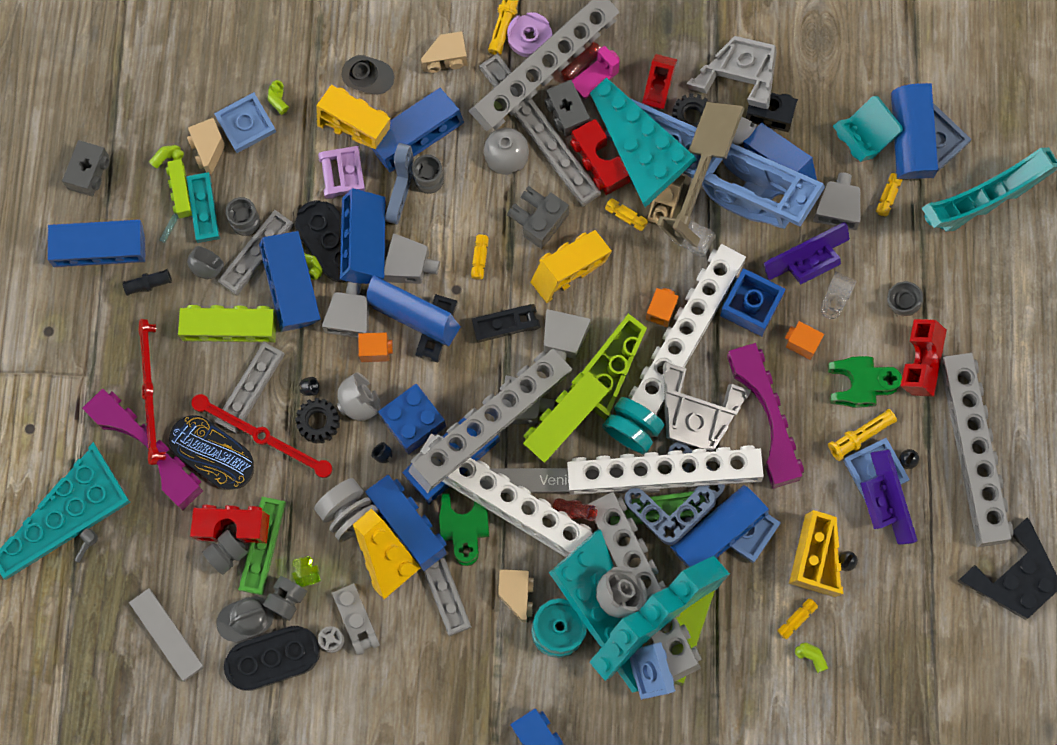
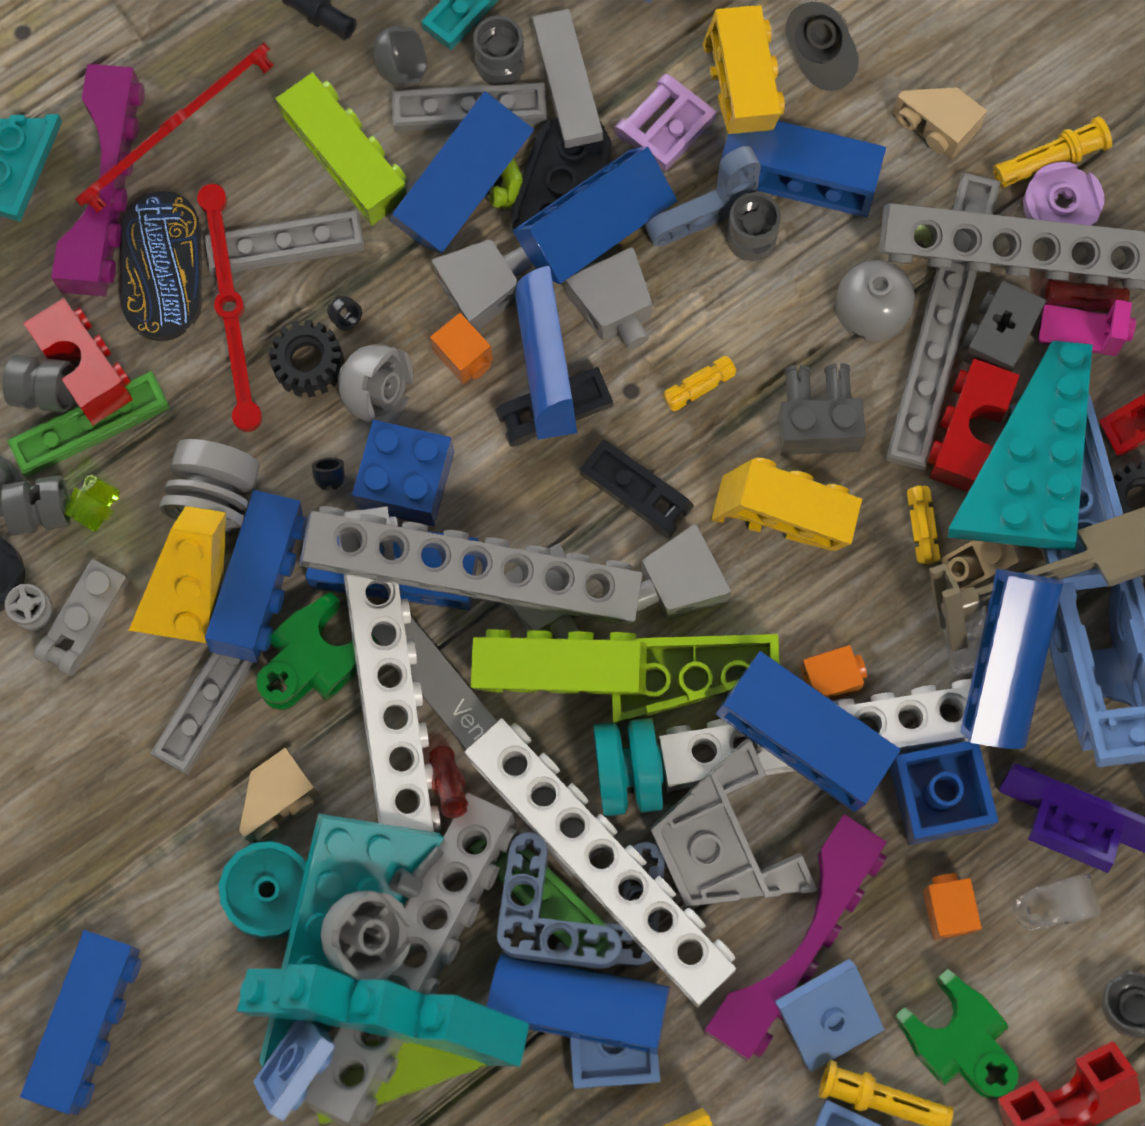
camera: 50 degrees right, 0 degrees up
(282, 197) = (567, 78): none -> light grey tile
(610, 559) = (411, 884): none -> dark grey hand
(682, 335) = (808, 732): none -> blue brick
(721, 225) = (1011, 659): none -> blue brick
(810, 427) = (829, 1015): none -> medium blue plate

